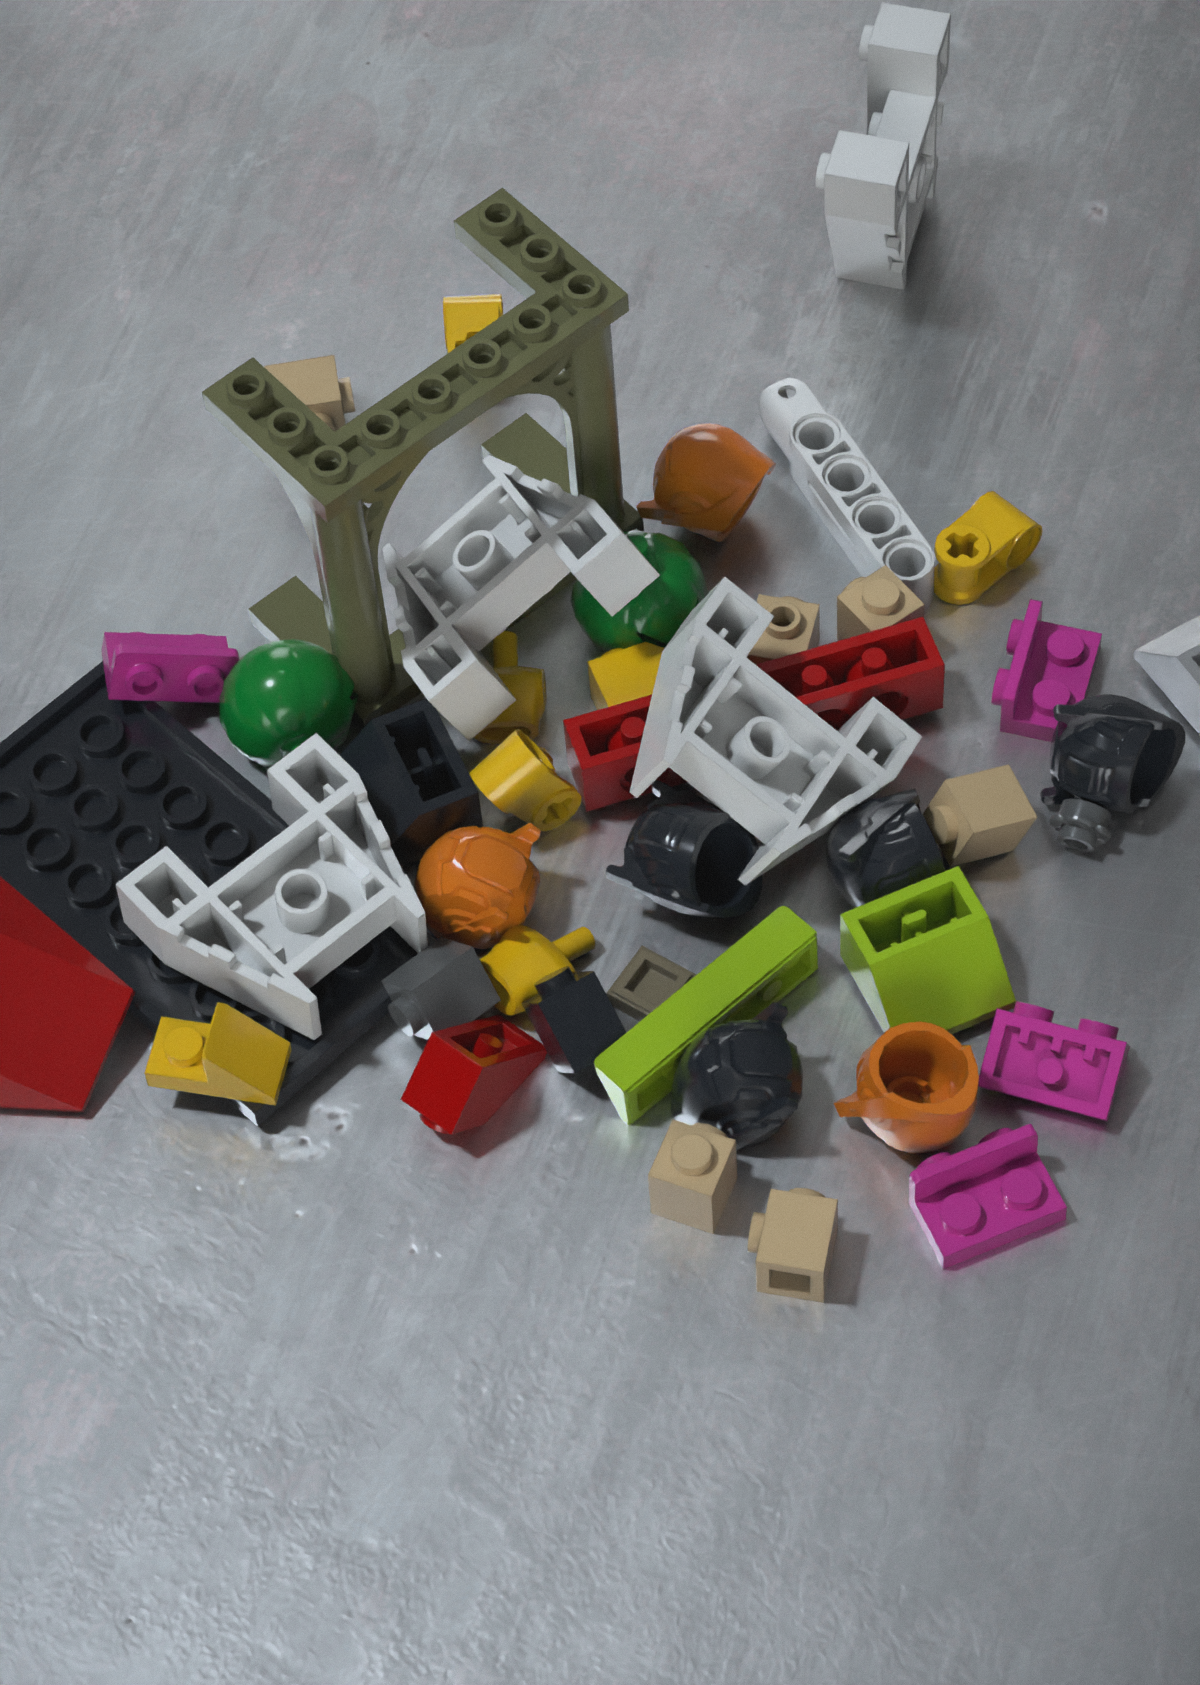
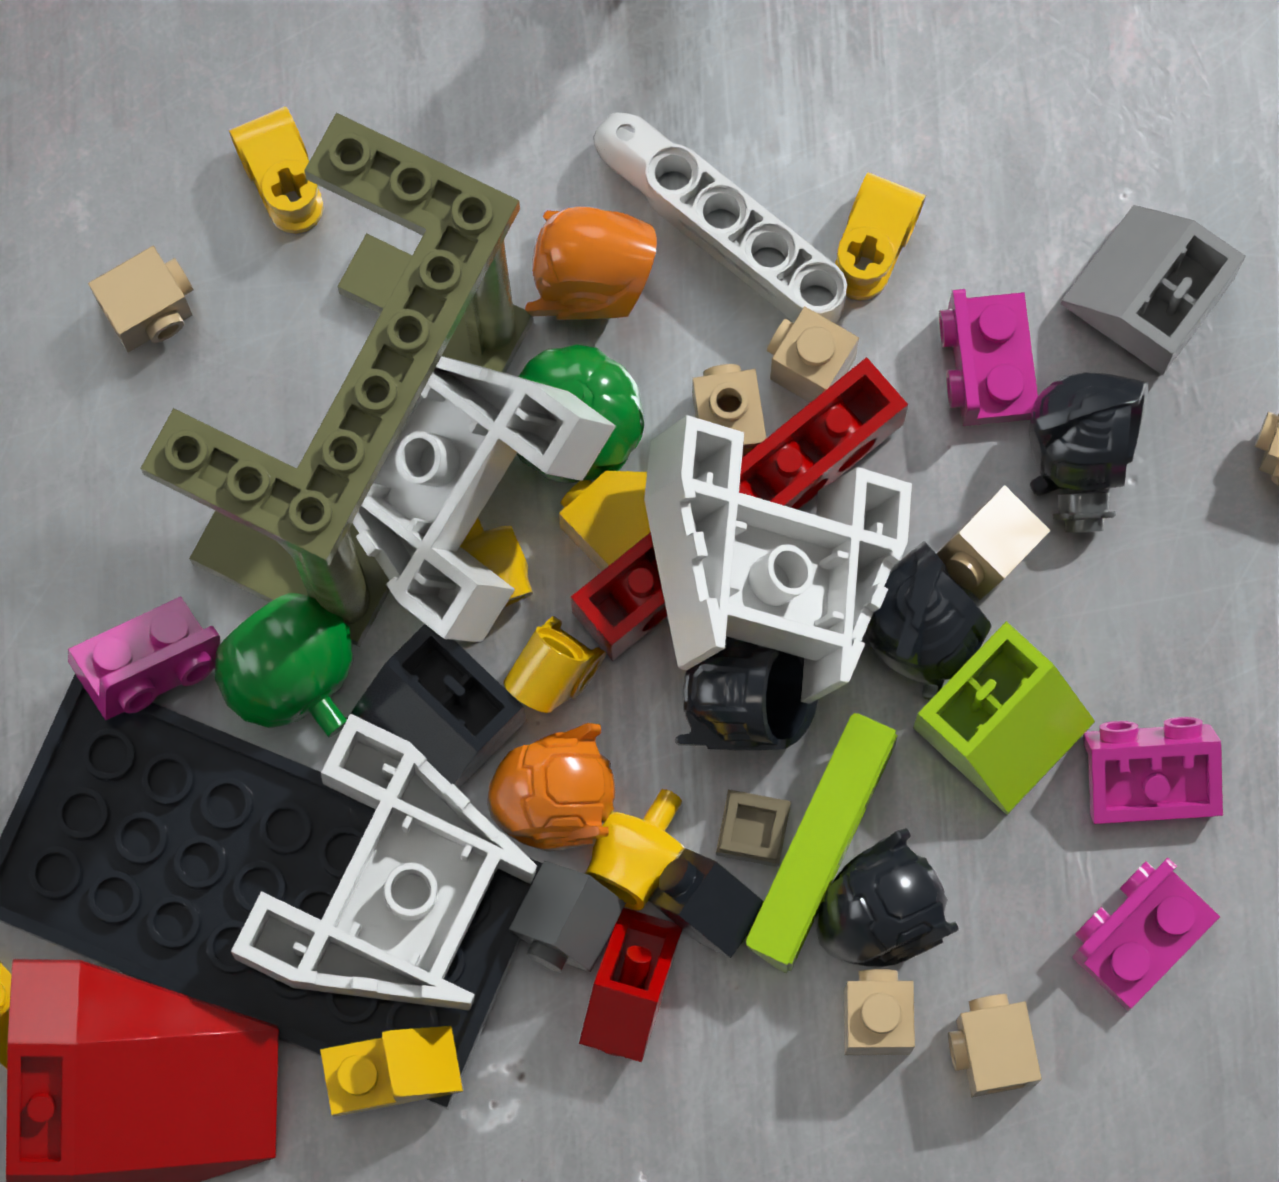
camera: 25 degrees left, 20 degrees up
(915, 1088) = (1050, 860): orange helmet -> none

